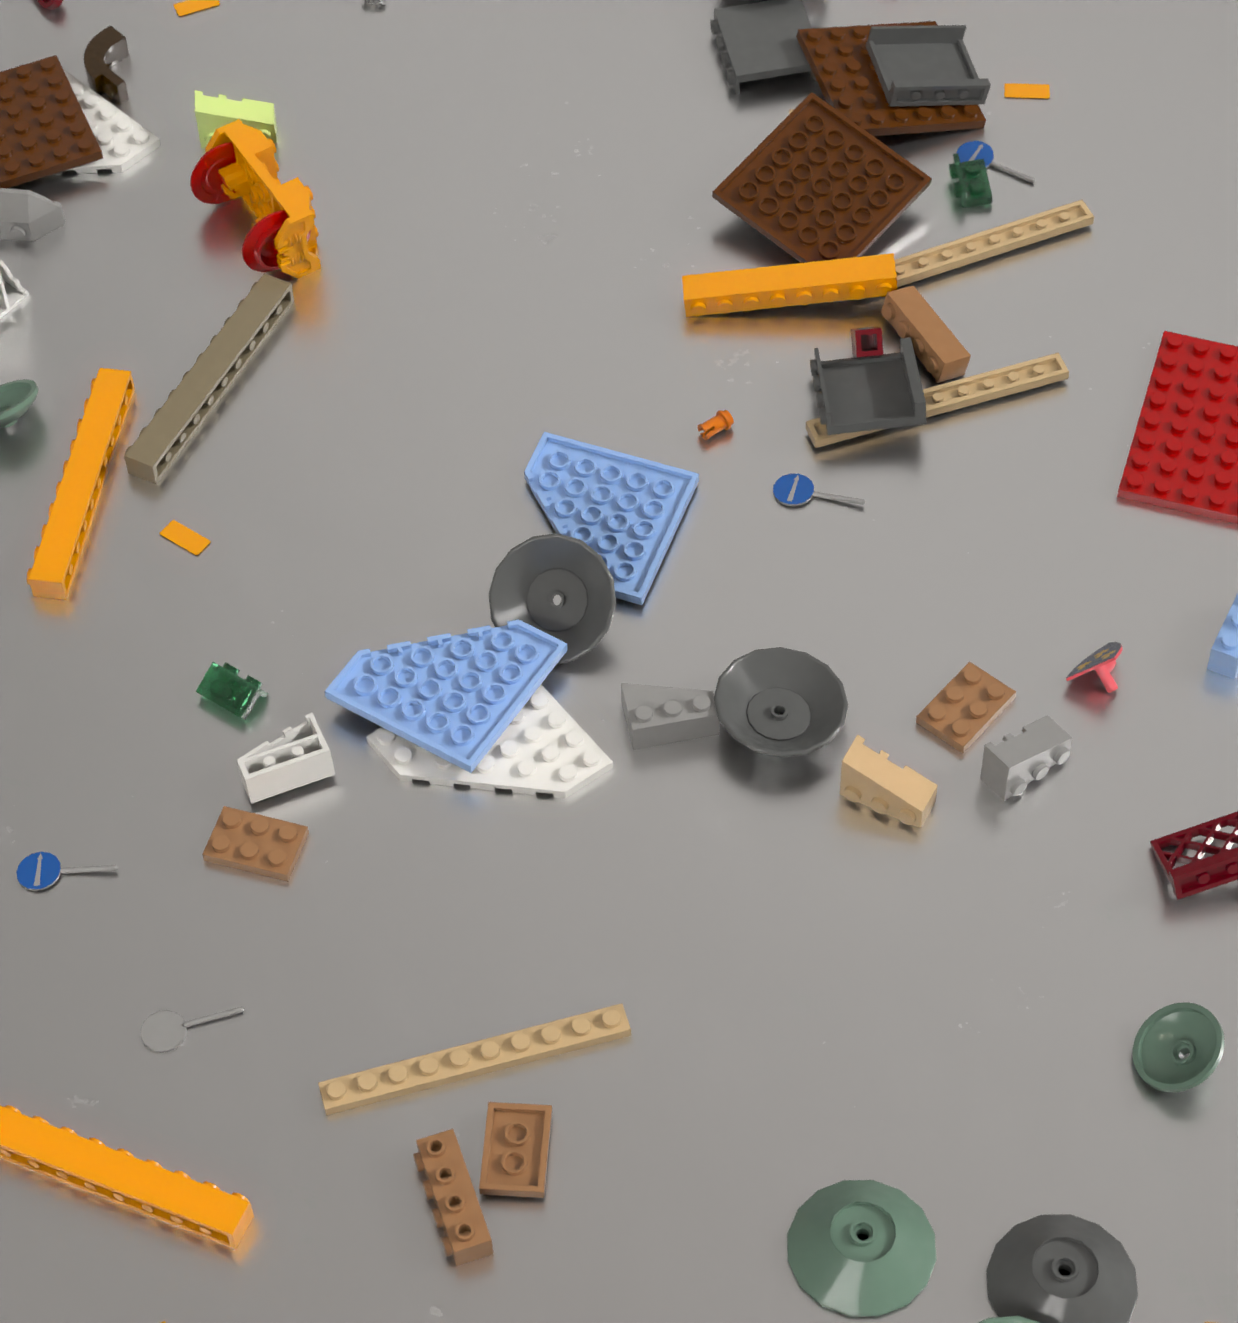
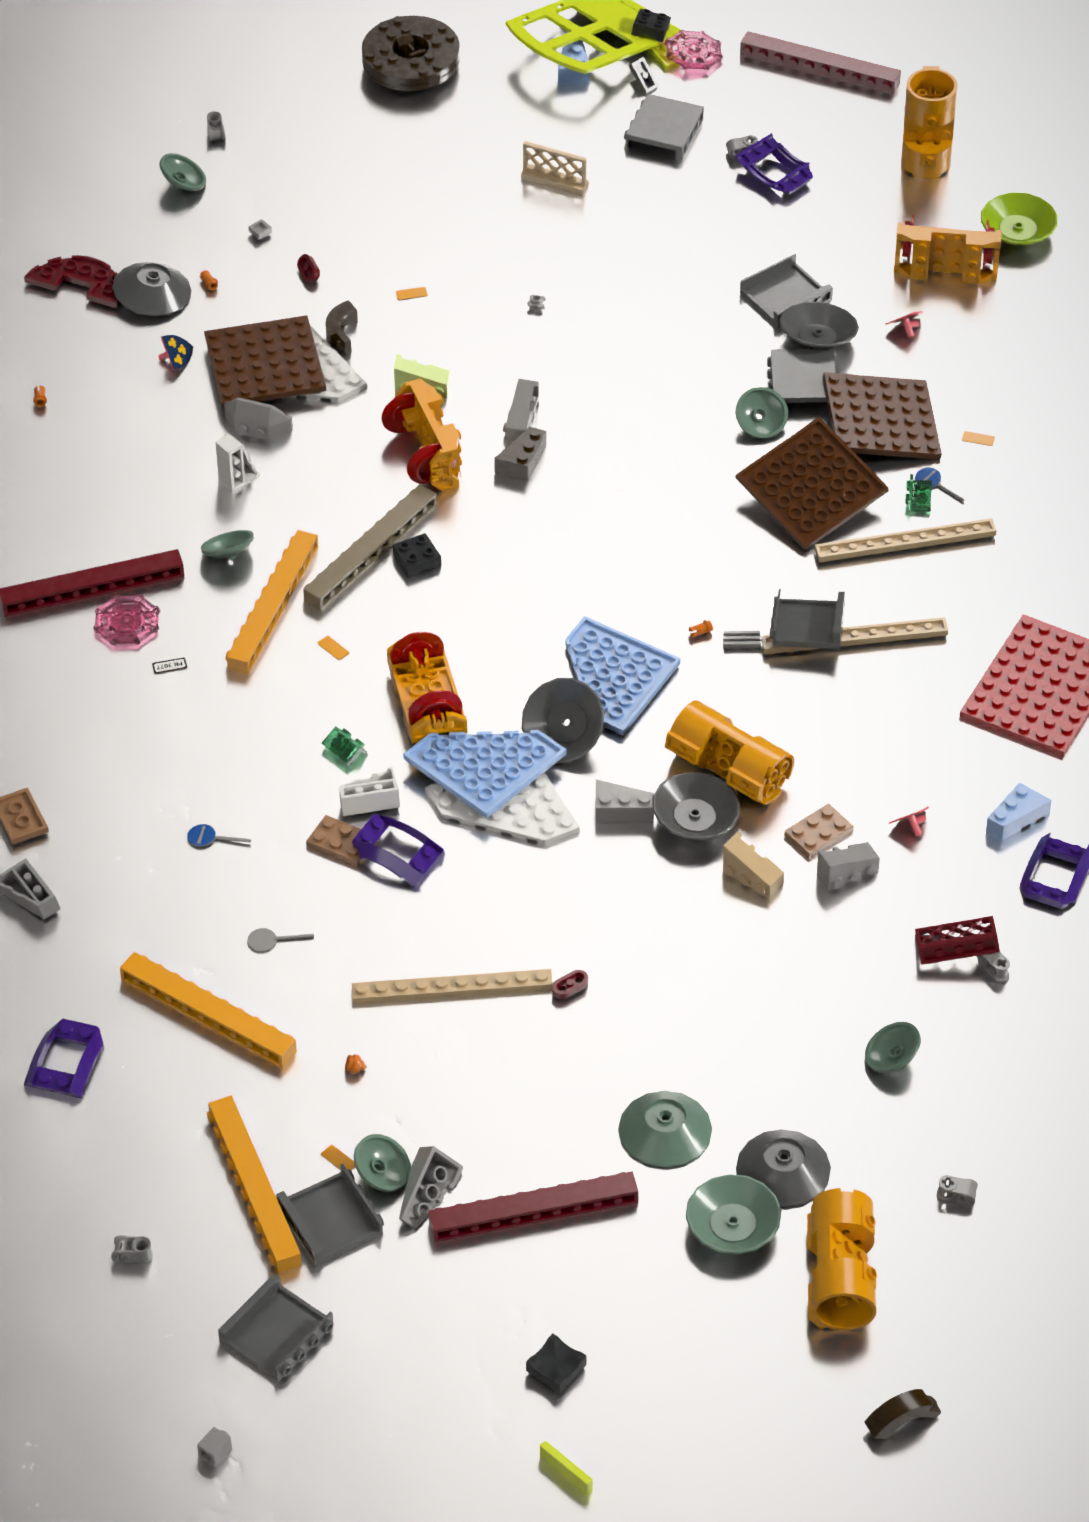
camera: 10 degrees right, 5 degrees down
(281, 378) = (417, 554): none -> black brick
(336, 580) = (425, 686): none -> piece
(350, 1224) = (354, 1064): none -> orange plate
(383, 863) = (411, 871): none -> dark purple wedge
(389, 146) = (523, 409): none -> light grey wedge
(401, 209) = (522, 455): none -> wedge
(454, 1198) = (421, 1059): medium nougat brick -> none
(515, 1150) = (465, 1039): medium nougat plate -> none
(655, 1025) = (567, 984): none -> plate
(731, 87) = (767, 404): none -> sand green dish
(776, 428) = (746, 639): none -> light grey tile
(789, 285) = (773, 545): light orange brick -> none
(799, 489) = (746, 678): blue piece -> none
(840, 621) = (744, 761): none -> light orange cylinder
(867, 341) = (816, 590): dark red brick -> none
(925, 66) = (907, 410): dark grey panel -> none
(930, 337) = (858, 591): medium nougat brick -> none

